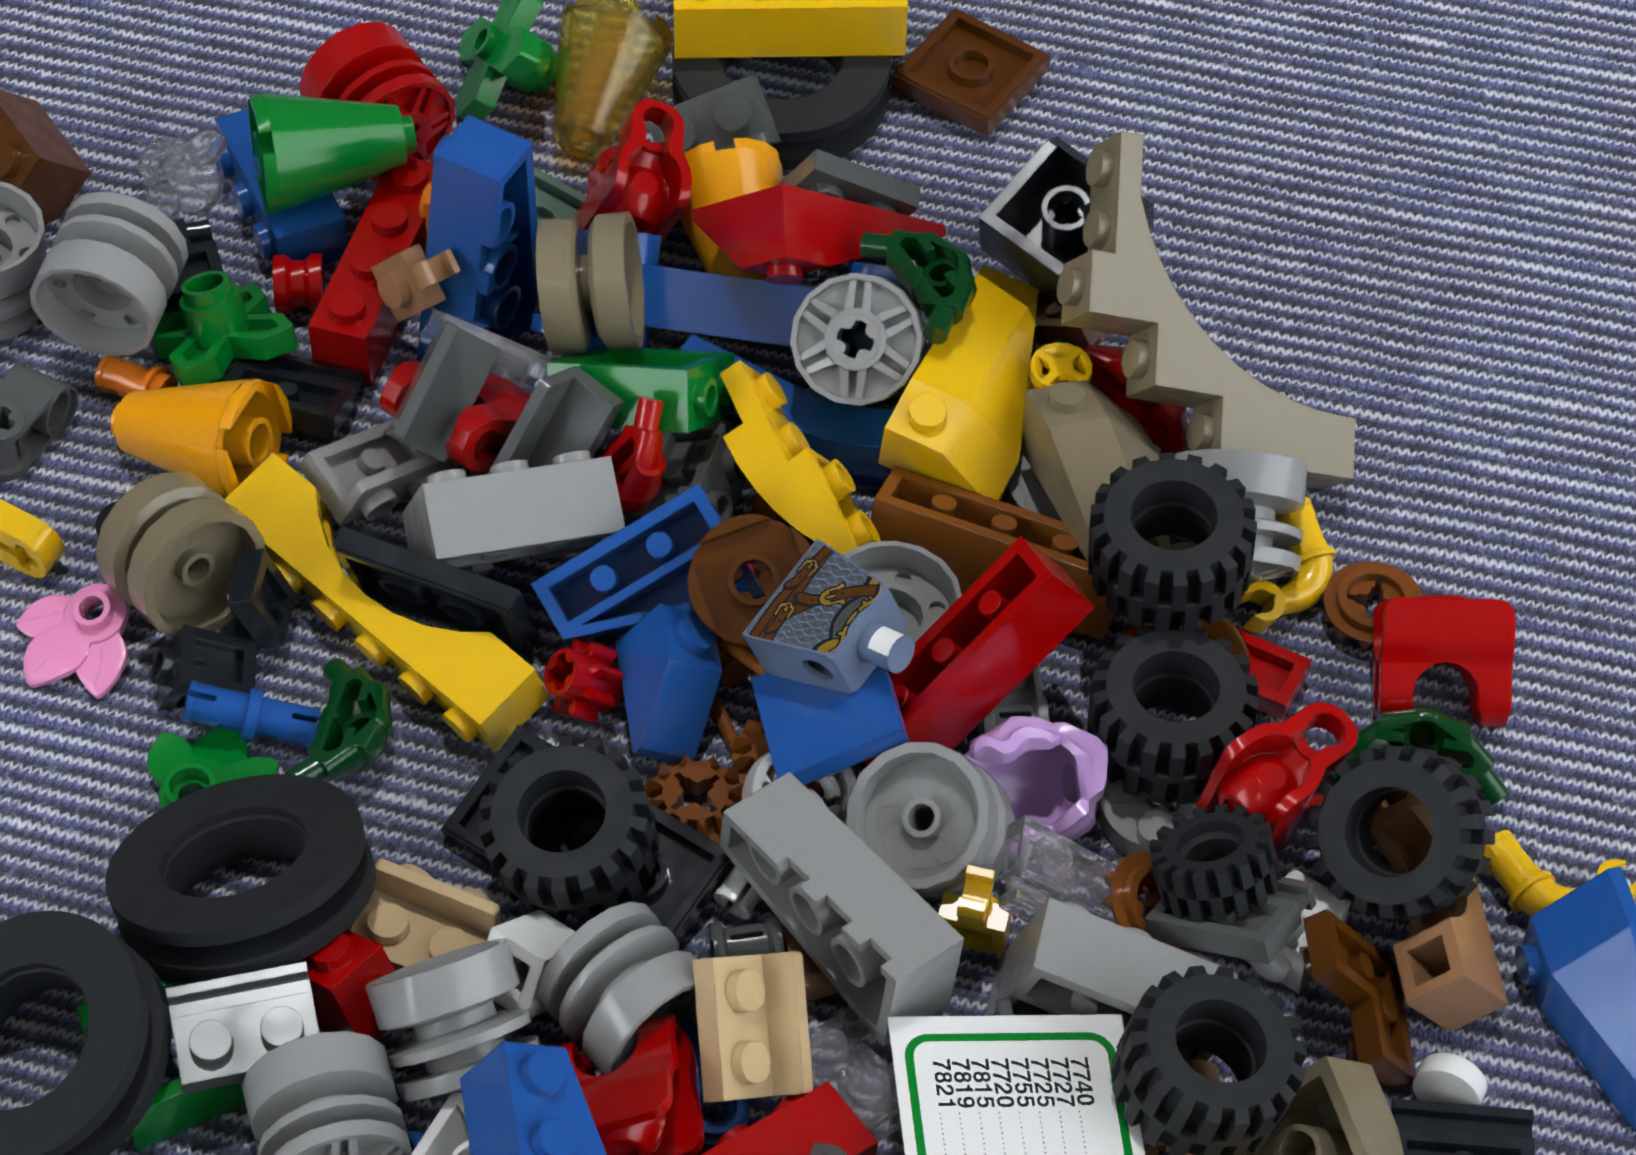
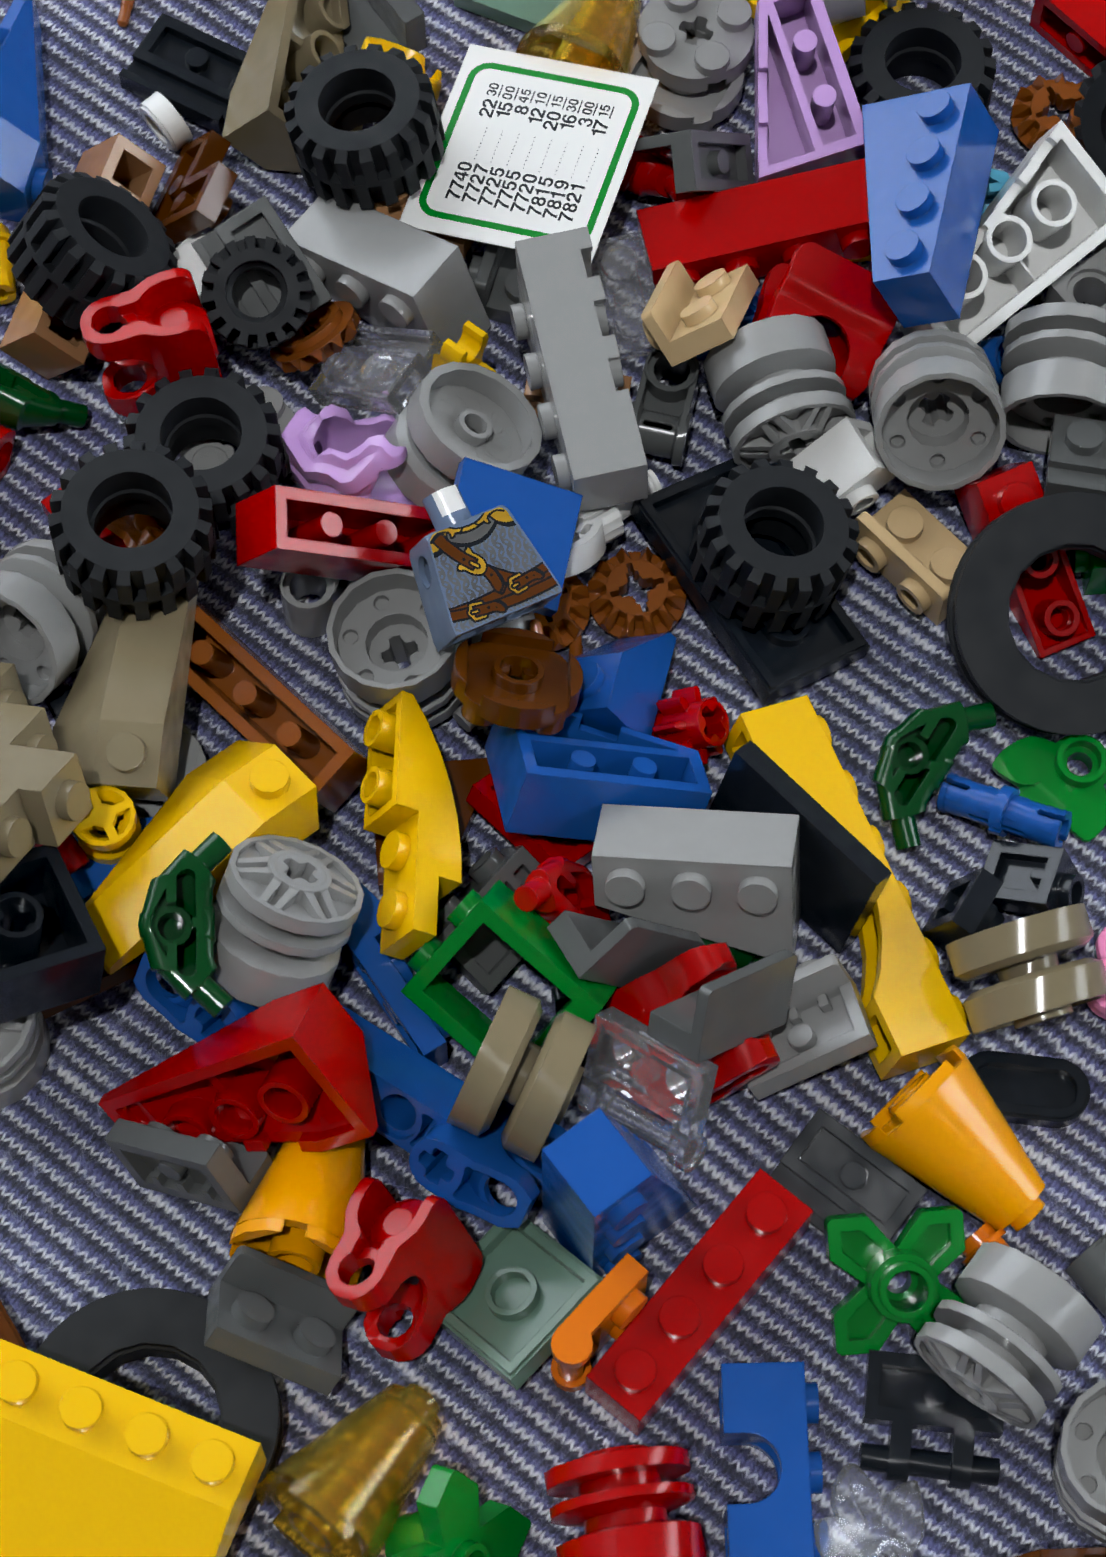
camera: 155 degrees left, 15 degrees up
(298, 282) = (791, 1324): red wheel -> none
(322, 145) = (723, 1406): green cone -> none
(411, 281) = (697, 1190): medium nougat plate -> none

